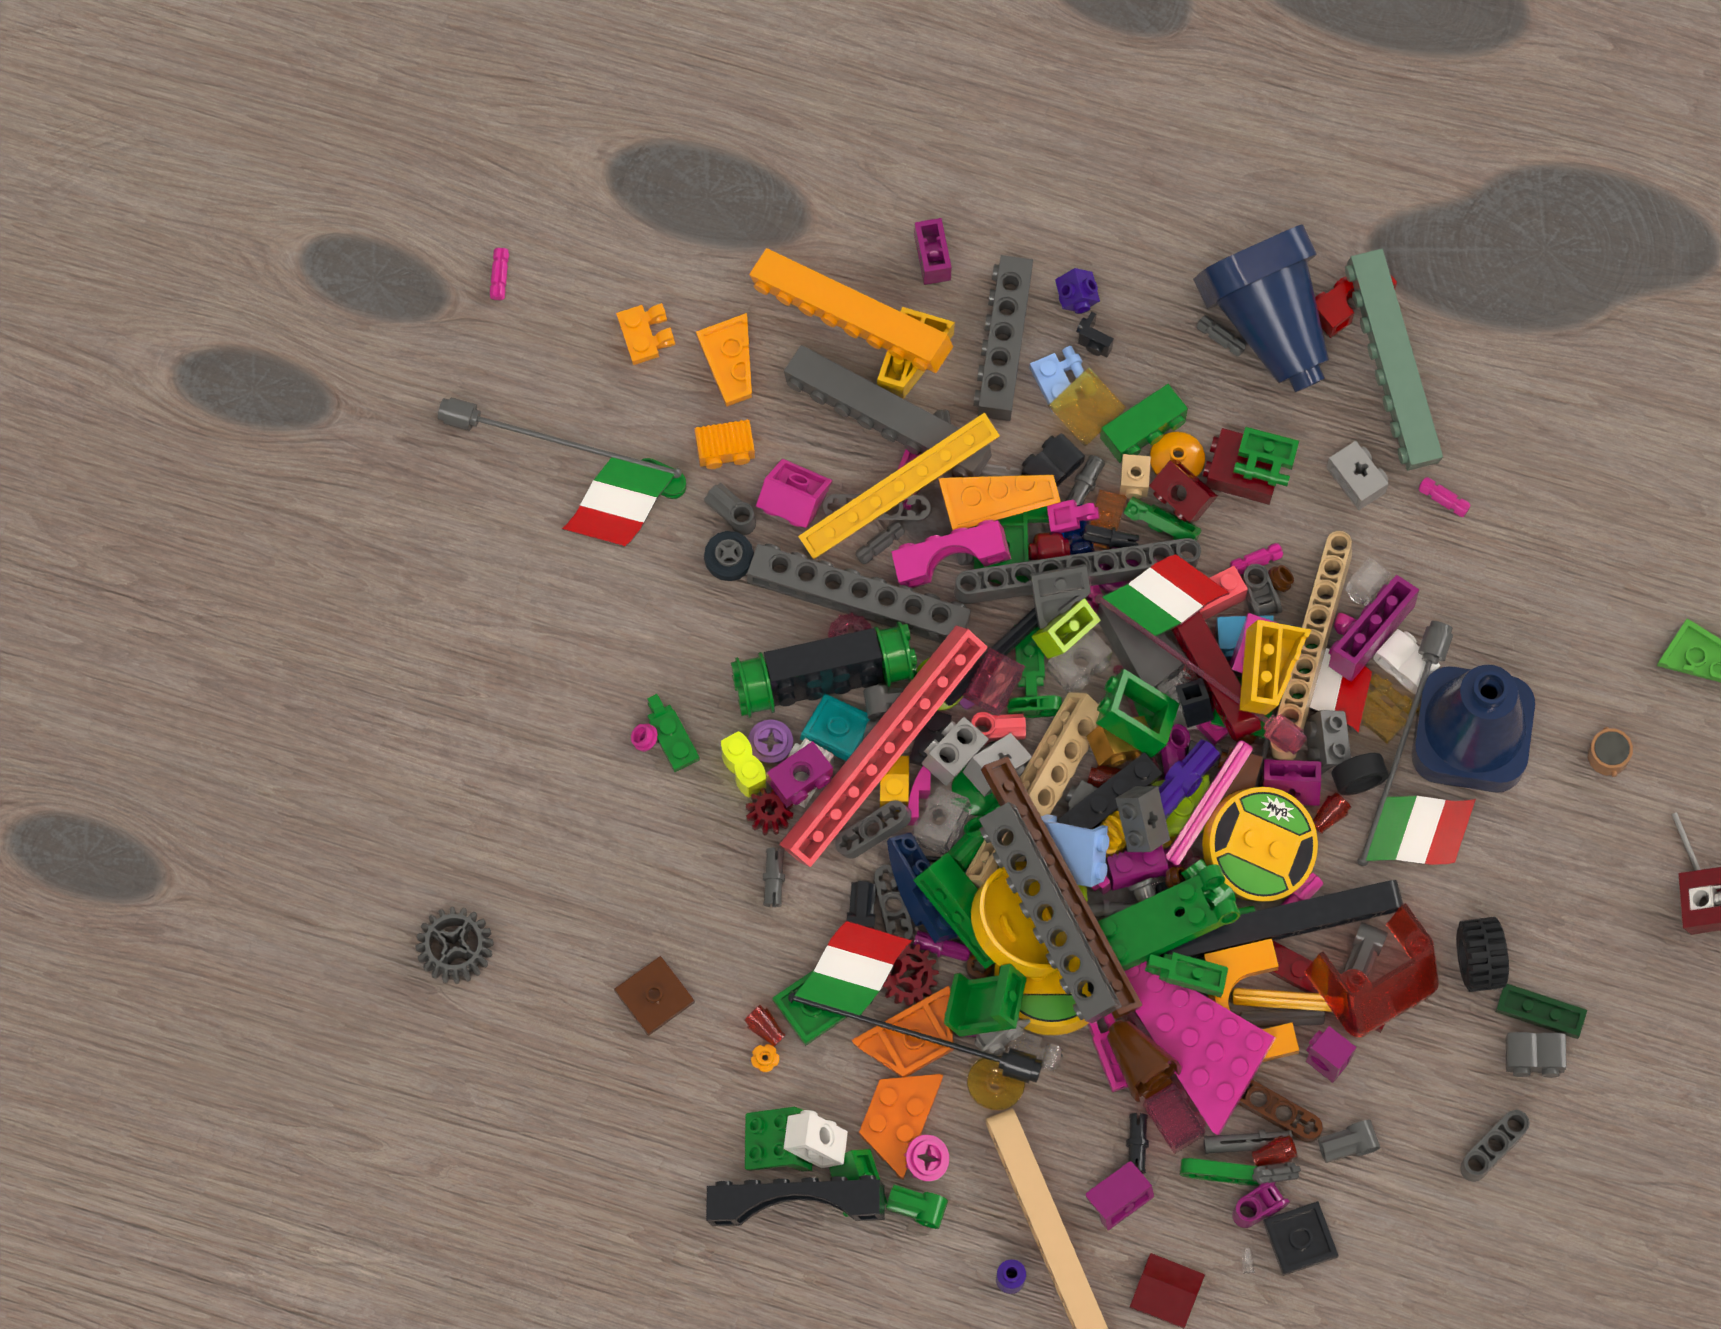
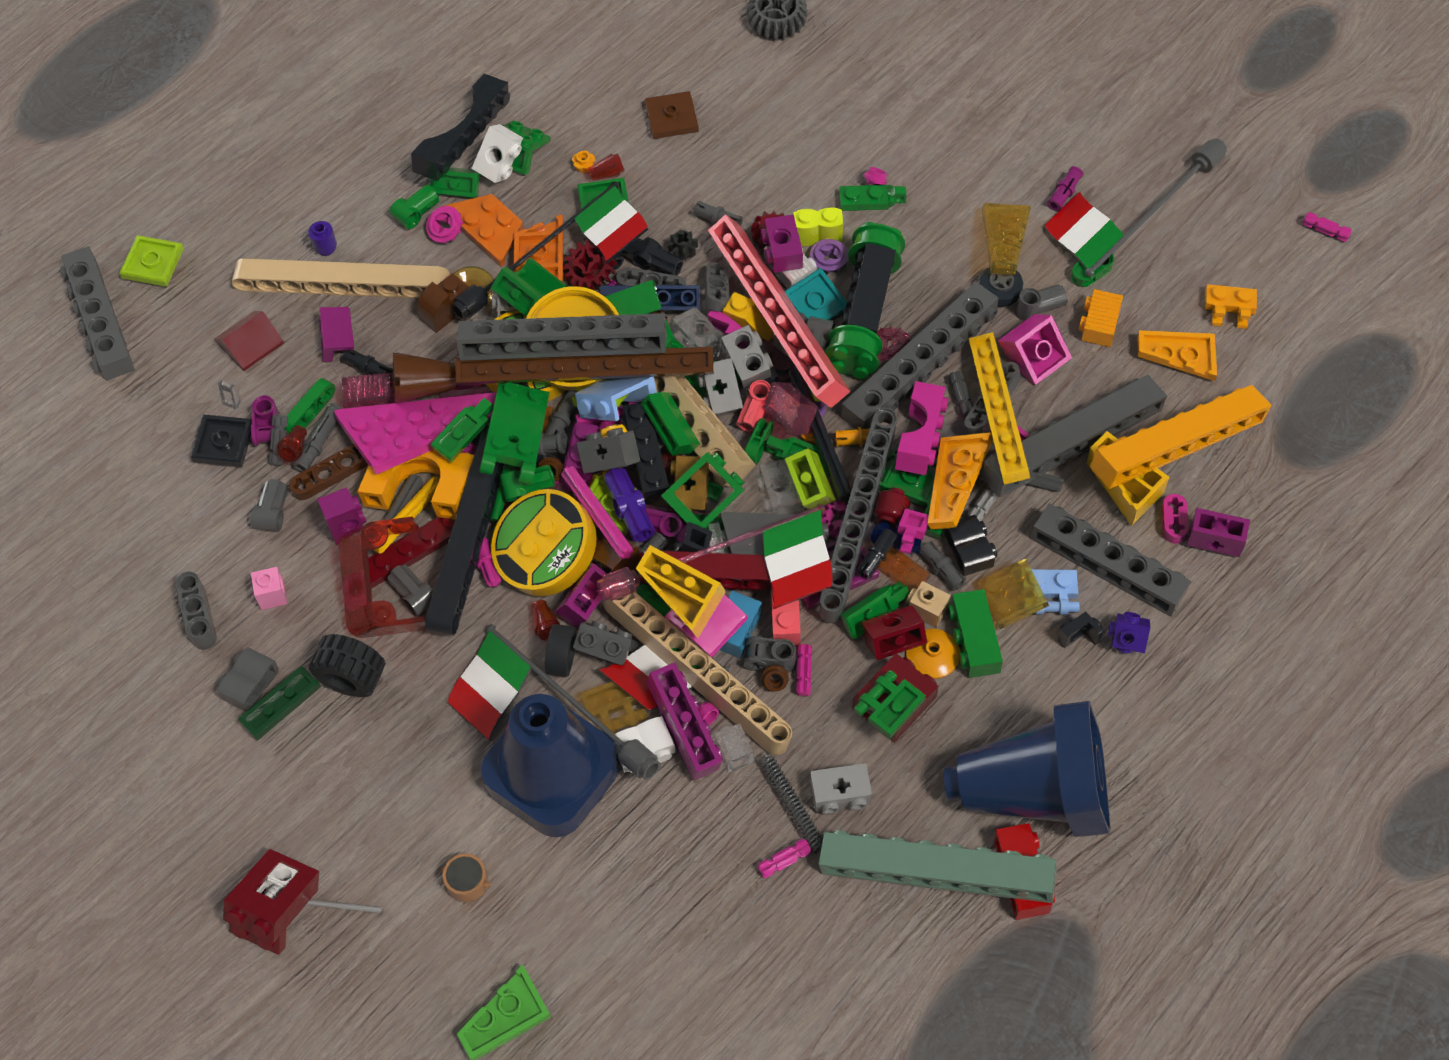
camera: 120 degrees right, 10 degrees down
(569, 541) = (1065, 188): none -> magenta pin
(662, 575) = (1004, 235): none -> clear yellow wing
(825, 890) = (683, 244): none -> pearl dark grey gear
(925, 293) = (1169, 518): none -> dark pink beam
(983, 620) = (853, 437): none -> light orange axle
(1033, 1099) = (436, 301): none -> reddish brown brick
(1057, 591) = (842, 477): dark grey wing -> none
(1073, 784) = (670, 423): none -> green piece
(1391, 509) = (793, 801): none -> dark grey piece
(1436, 1086) = (269, 588): none -> bright pink brick

